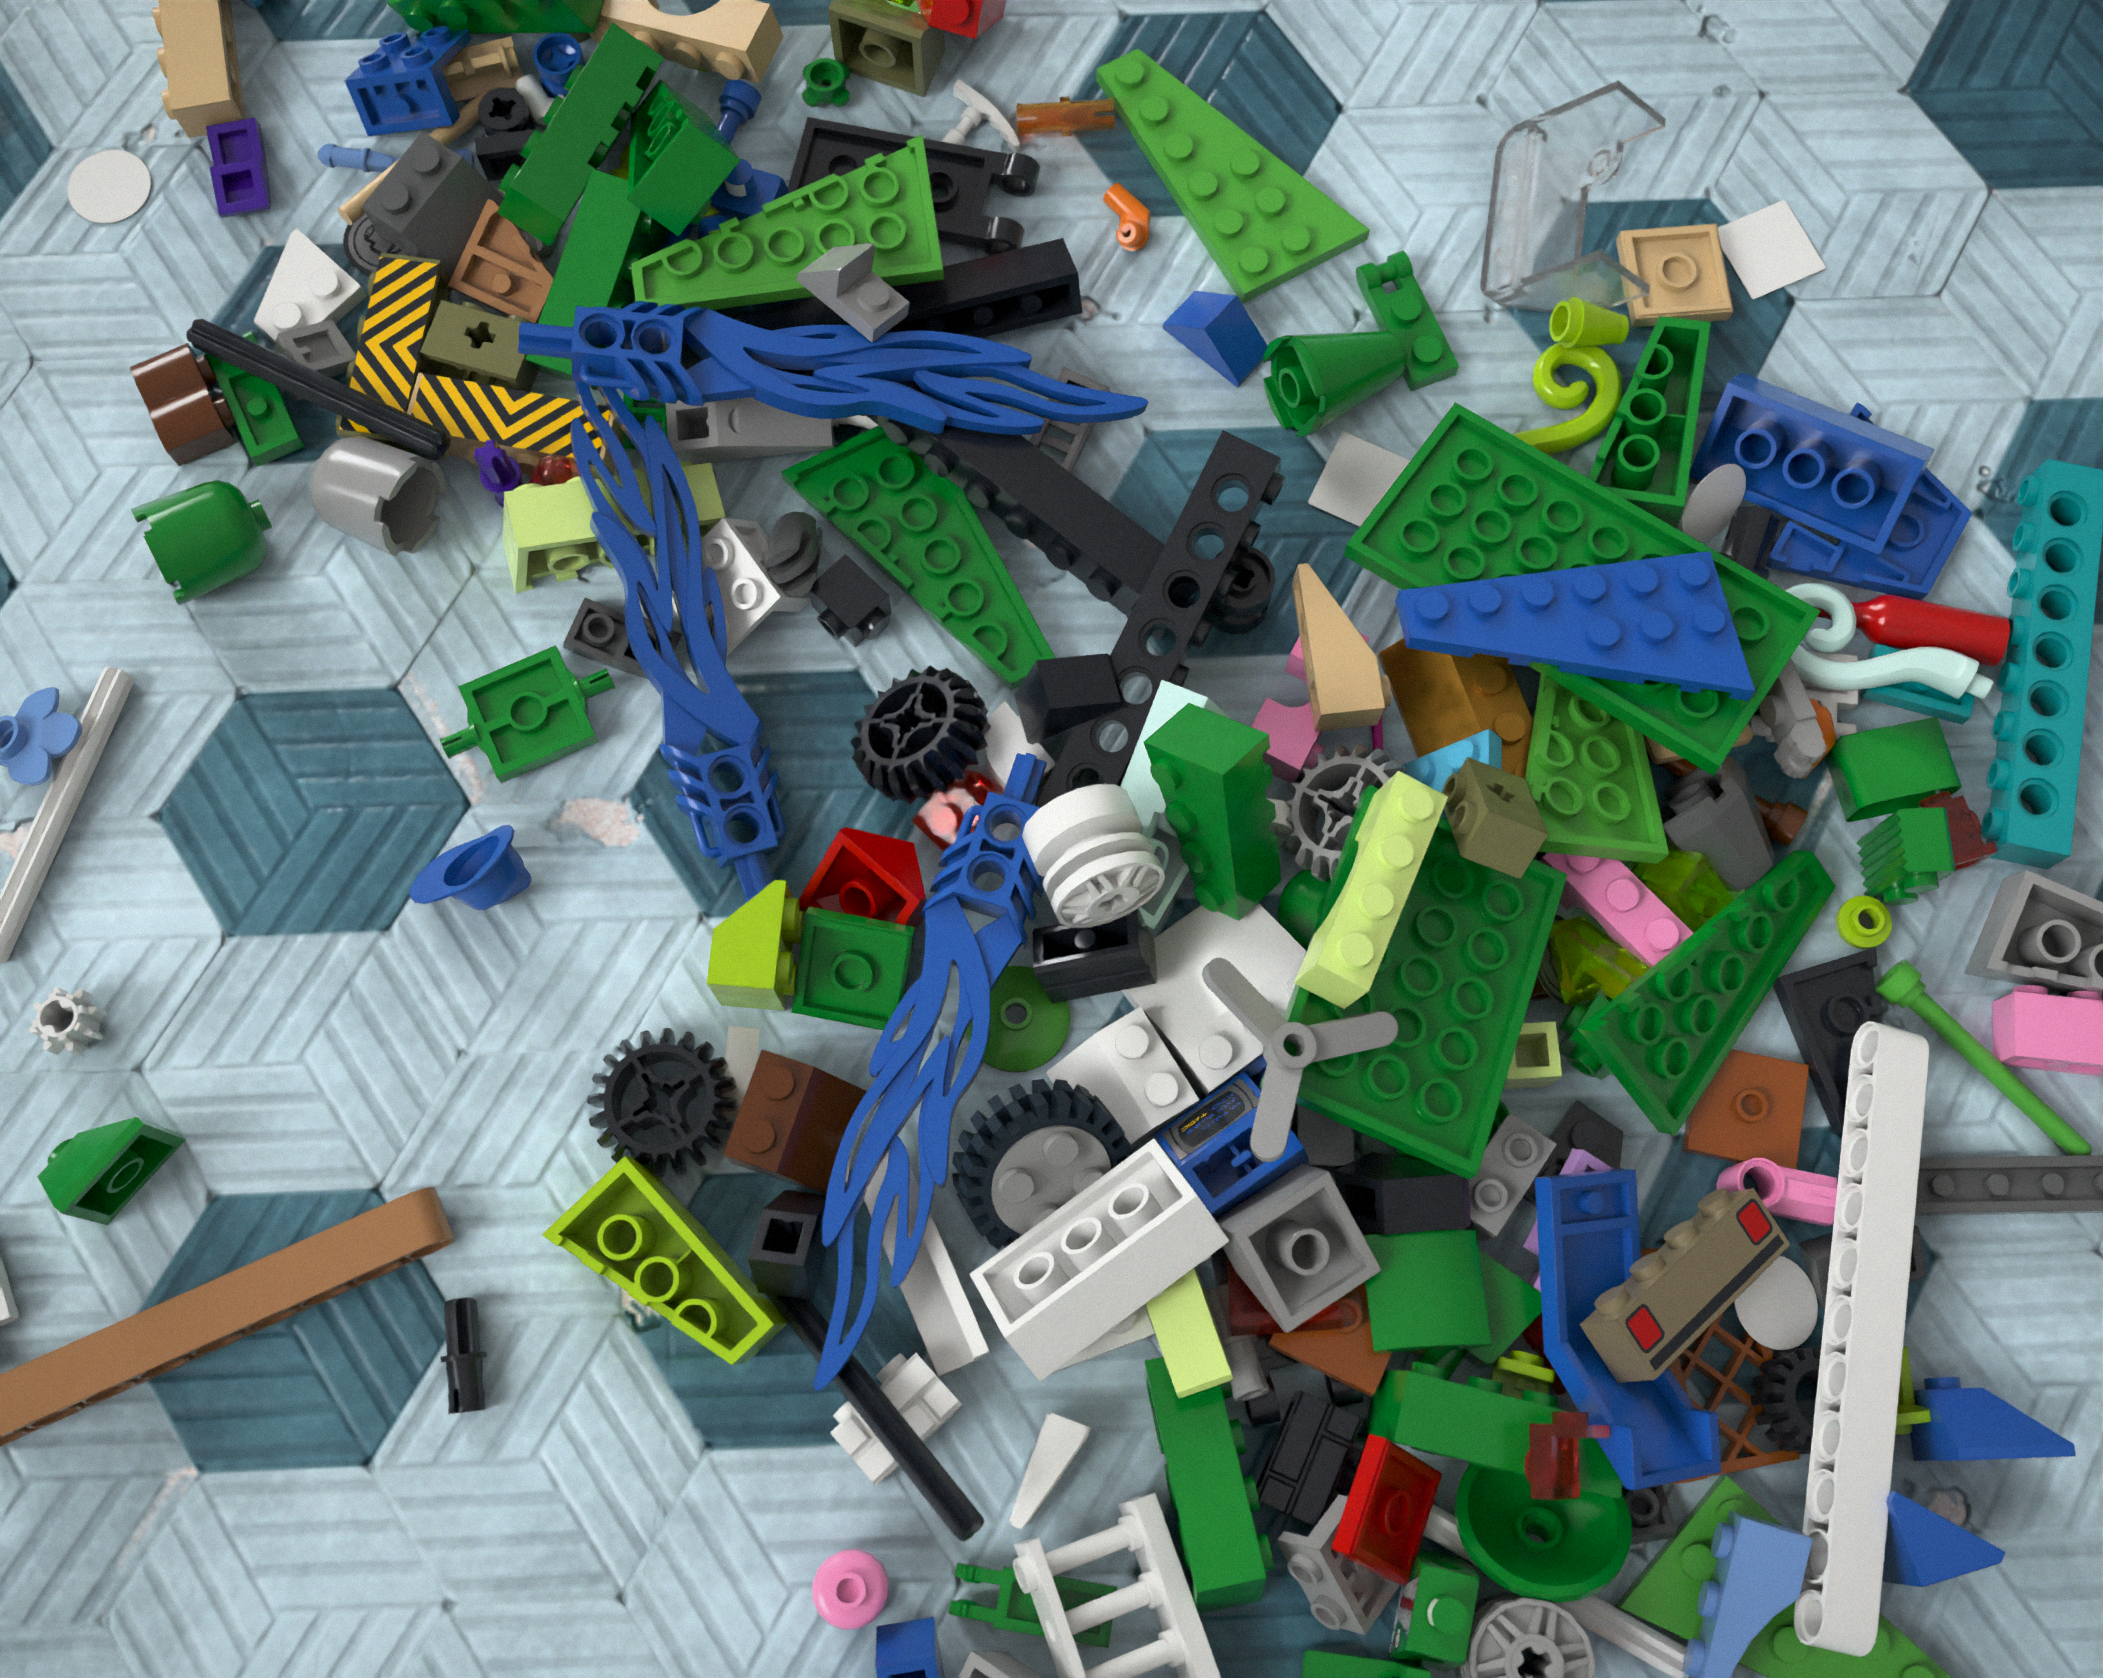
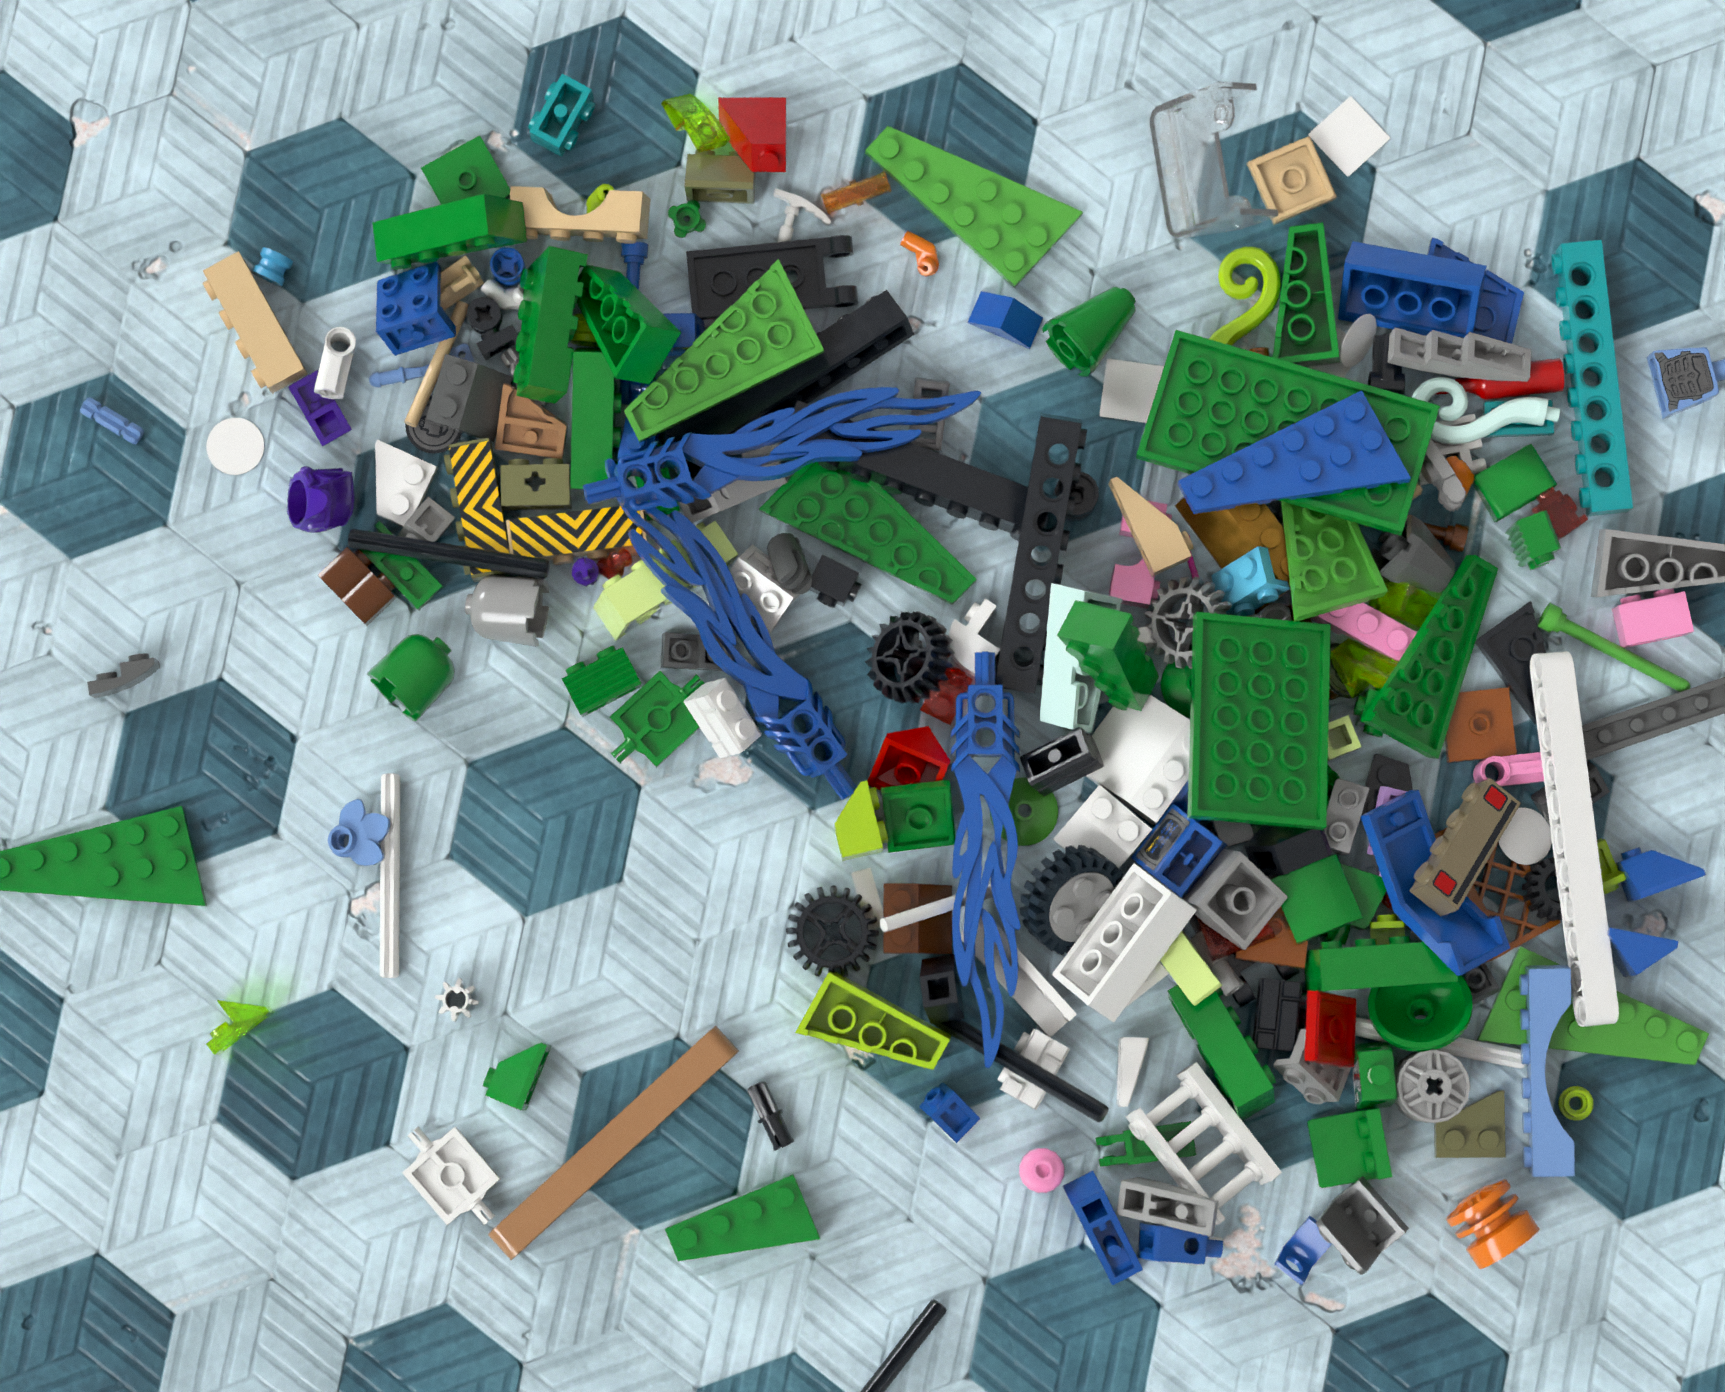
camera: 20 degrees left, 10 degrees up
(180, 272) = (320, 499): none -> dark purple piece
(280, 112) = (335, 365): none -> white piece
(369, 1519) = (753, 1221): none -> green wedge
(466, 635) = (601, 681): none -> green brick
(475, 872) = (665, 828): blue piece -> none
(615, 733) = (722, 717): none -> white brick
(741, 1444) = (949, 1111): none -> blue bracket
(800, 1111) = (924, 912): none -> white bar
(851, 289) = (772, 386): light grey slope -> none
(1066, 693) = (995, 608): black slope -> none
(1093, 855) = (1046, 708): white wheel -> none
(1285, 1071) = (1209, 784): light grey piece -> none
(1360, 924) = (1216, 712): yellowish green arch -> none
(1408, 318) = (1126, 268): green plate -> none
(1493, 817) = (1275, 609): olive brick -> none
(1554, 1454) = (1413, 968): clear red bracket -> none
(1586, 324) = (1244, 240): lime cone -> none
(1852, 931) = (1511, 590): lime plate -> none
(1876, 570) = (1464, 357): none -> light grey slope

